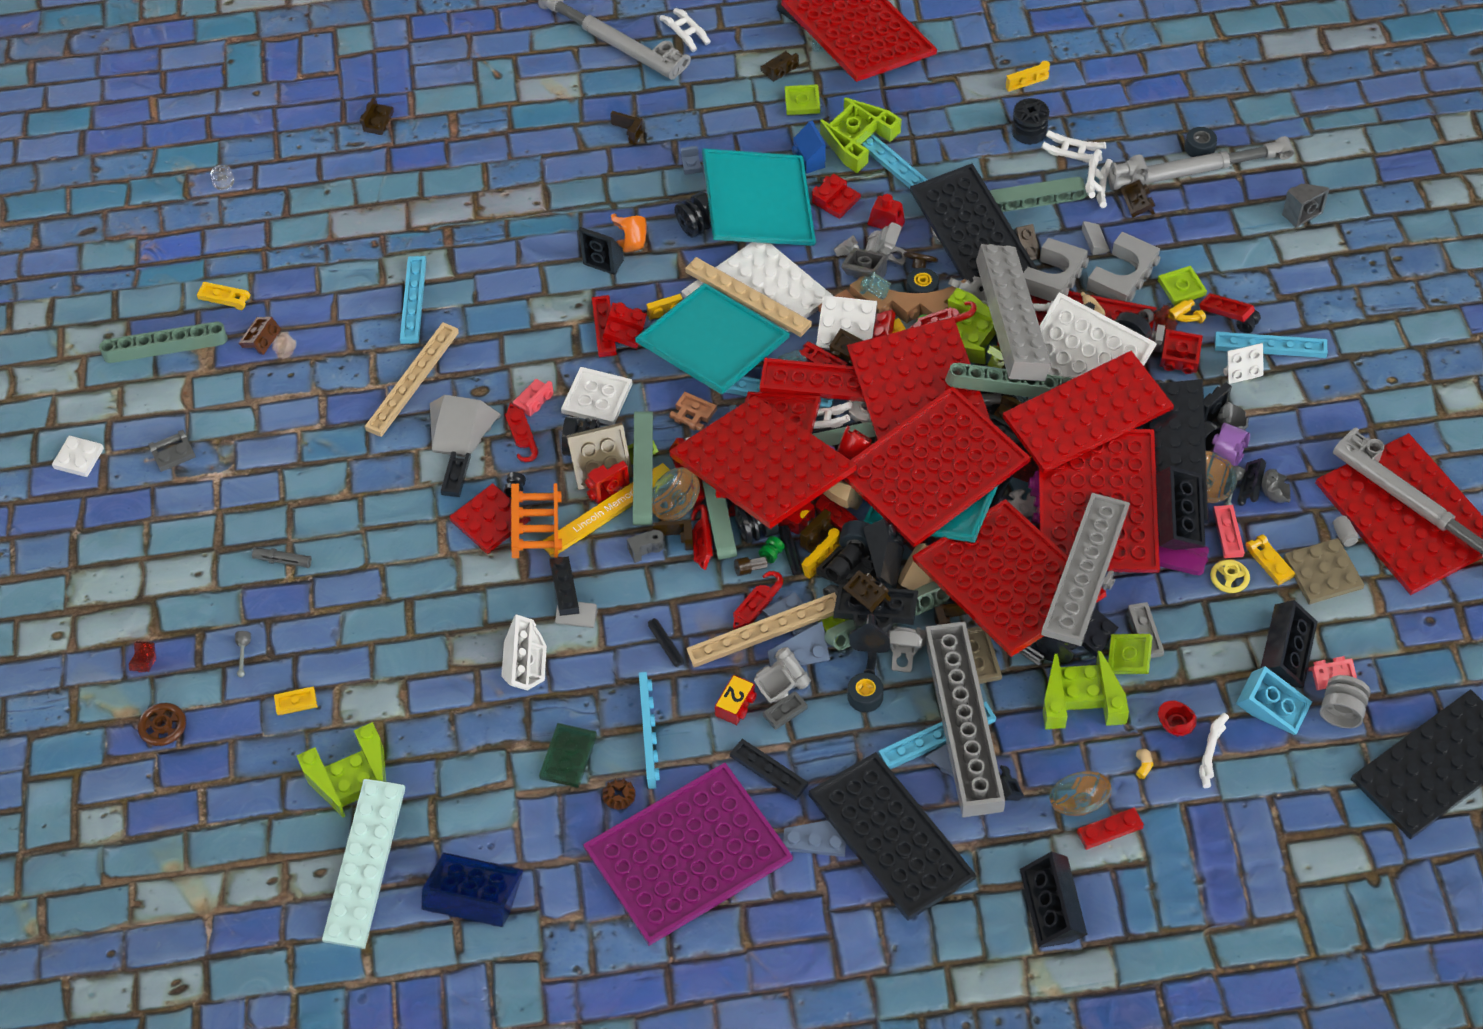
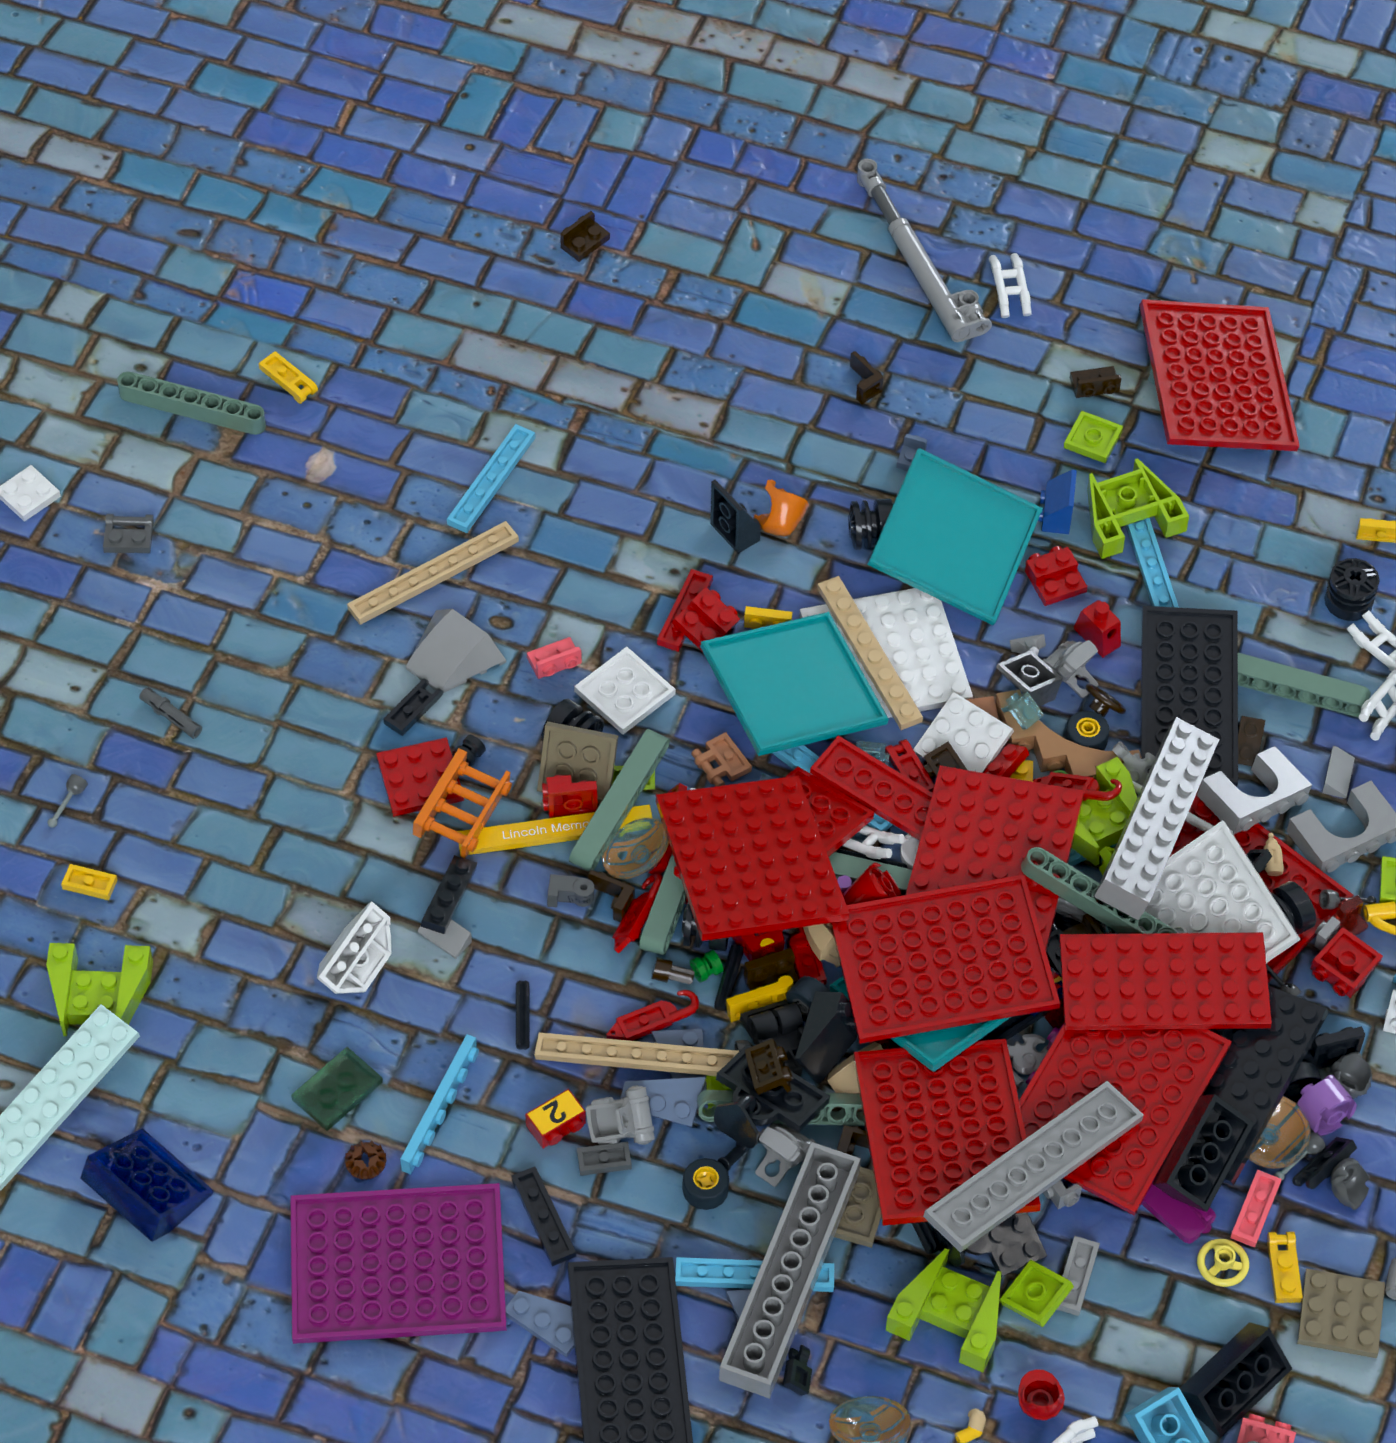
camera: 25 degrees right, 0 degrees up
(222, 177) = (367, 234): clear head -> none
(260, 334) = (300, 442): reddish brown bracket -> none
(521, 432) = (515, 692): red plate -> none

